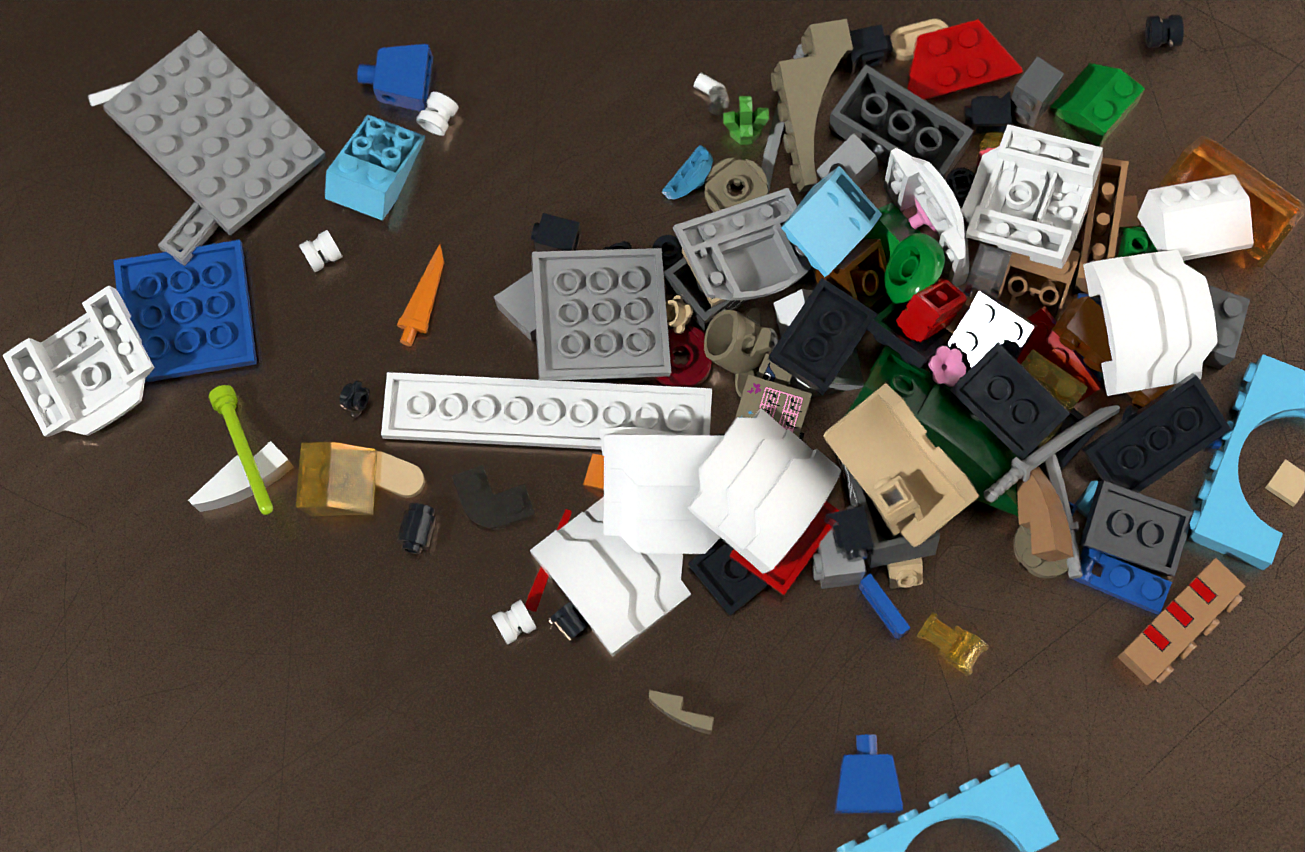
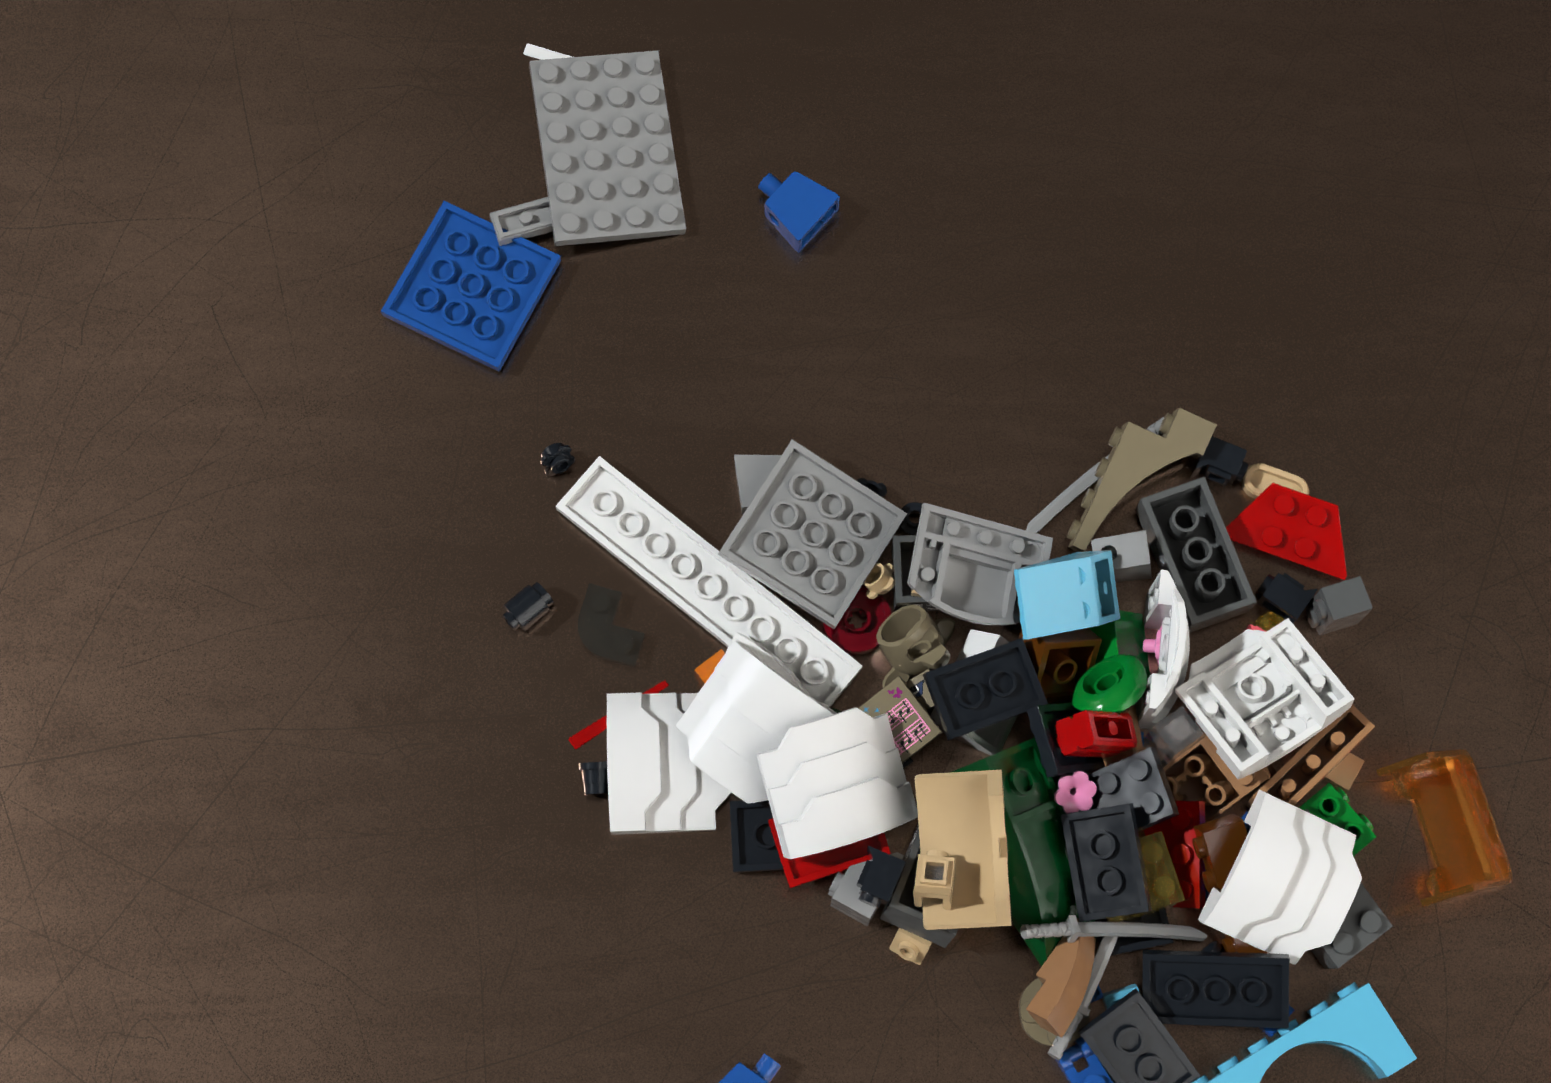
camera: 30 degrees right, 0 degrees up
(85, 370) = (352, 278): white slope -> none
(224, 402) = (447, 385): lime piece -> none
(231, 483) = (415, 462): white slope -> none
(328, 250) = (627, 309): white wheel -> none
(336, 479) = (490, 517): clear yellow slope -> none
(373, 167) = (717, 270): medium azure slope -> none
(398, 476) = (542, 546): tan tile -> none
(419, 309) = (667, 420): orange bar -> none
(437, 113) = (804, 261): white wheel -> none
(514, 622) = (547, 745): white wheel -> none
(556, 234) = (827, 439): black brick -> none
(672, 706) = (628, 915): dark tan slope -> none
(690, 175) = (984, 466): dark azure plate -> none
(716, 92) = (1059, 411): clear smoke arm -> none
(734, 172) = (1019, 488): dark tan plate -> none
(745, 124) = (1064, 455): bright green rock -> none
(884, 607) = (869, 960): blue tile -> none
(953, 643) = (906, 1037): clear yellow connector -> none
(966, 178) = (1203, 645): black wheel -> none
(1098, 101) = (1393, 653): green slope -> none
(1164, 31) = (1496, 626): black wheel -> none
(1199, 217) = (1401, 821): white slope -> none

